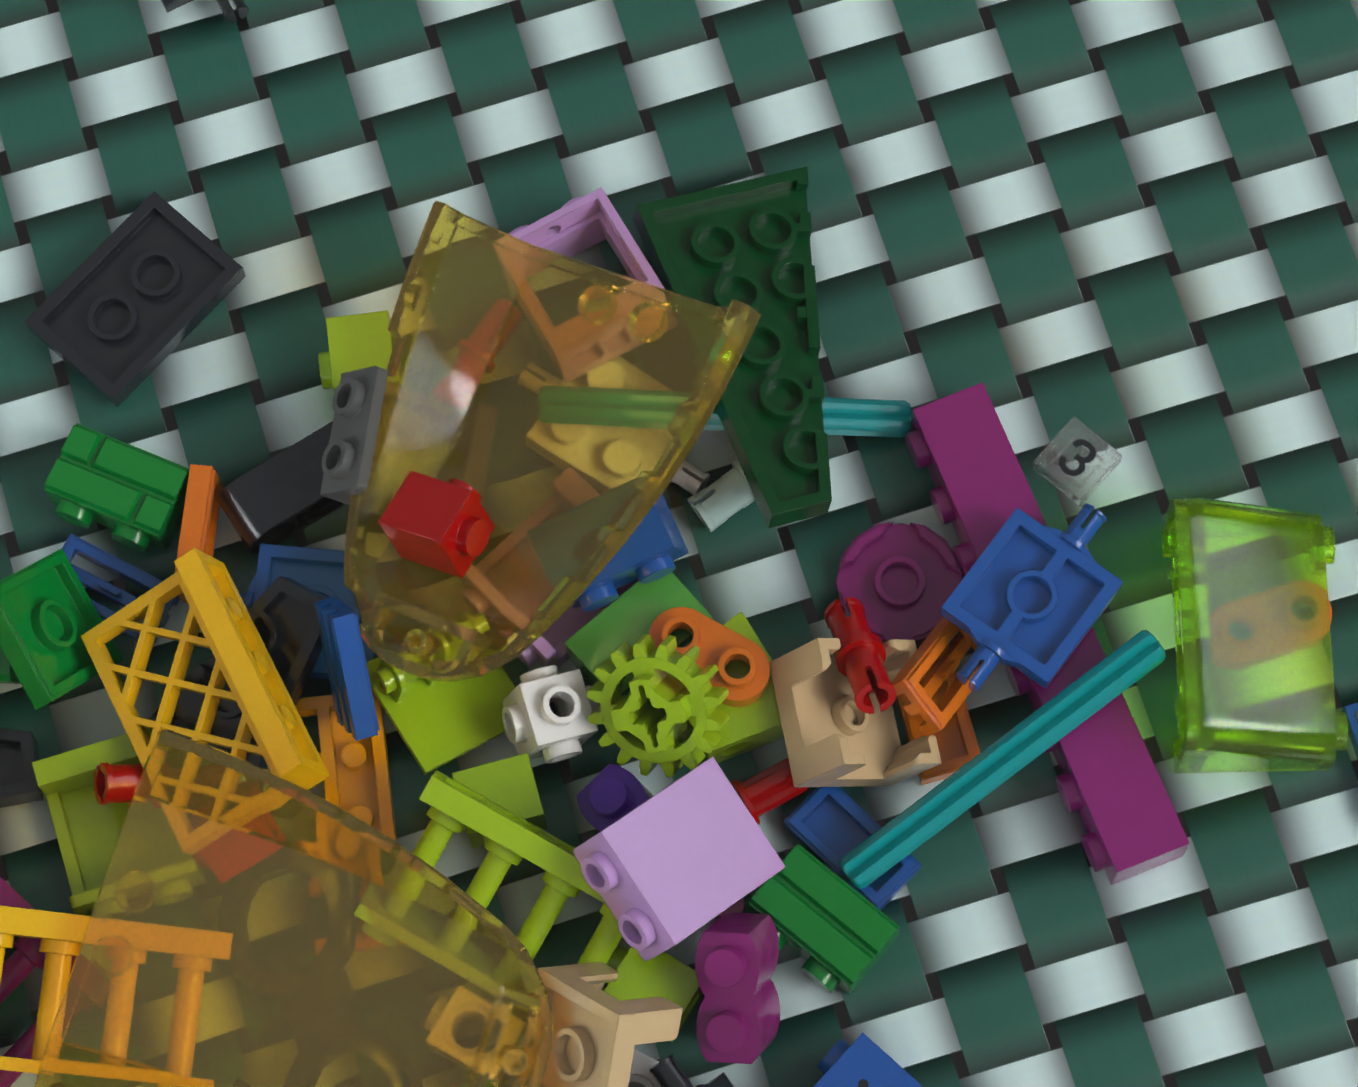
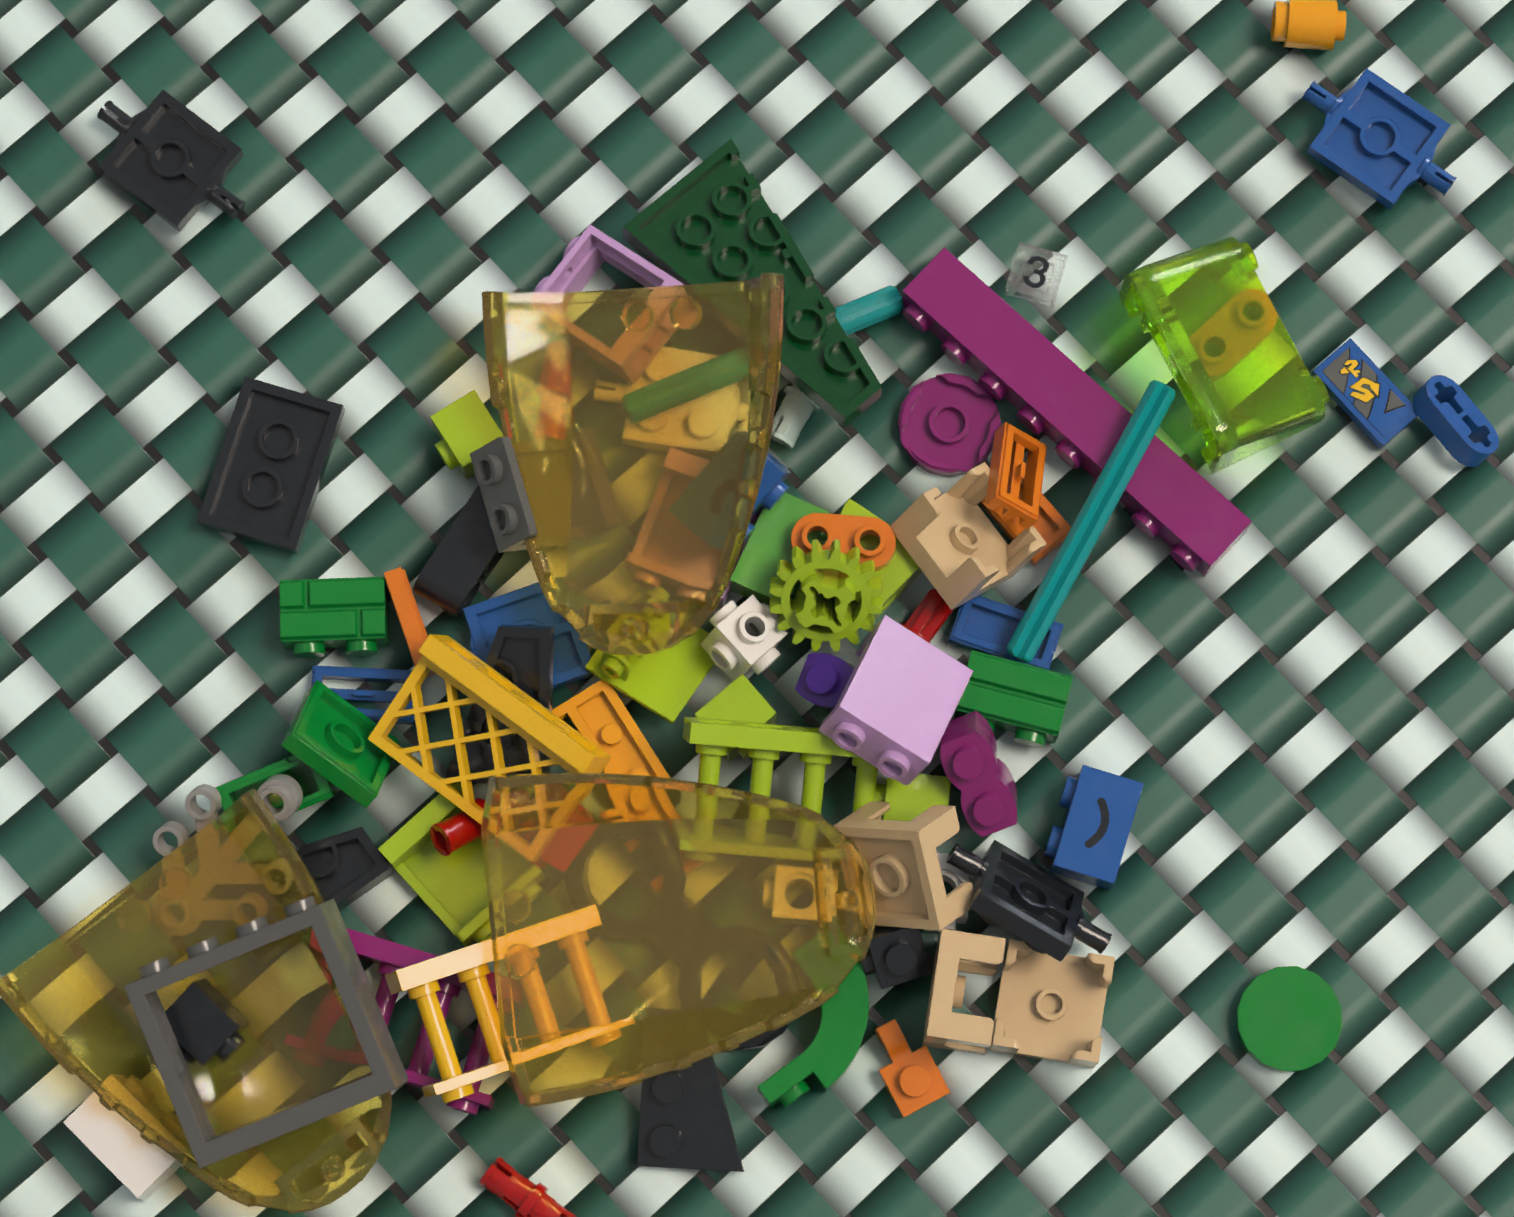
camera: 30 degrees left, 5 degrees up
(347, 668) = (583, 671): blue tile -> none
(437, 523) = (602, 534): red brick -> none
(860, 655) = (955, 491): red pin -> none
(1031, 597) = (1058, 393): blue plate -> none

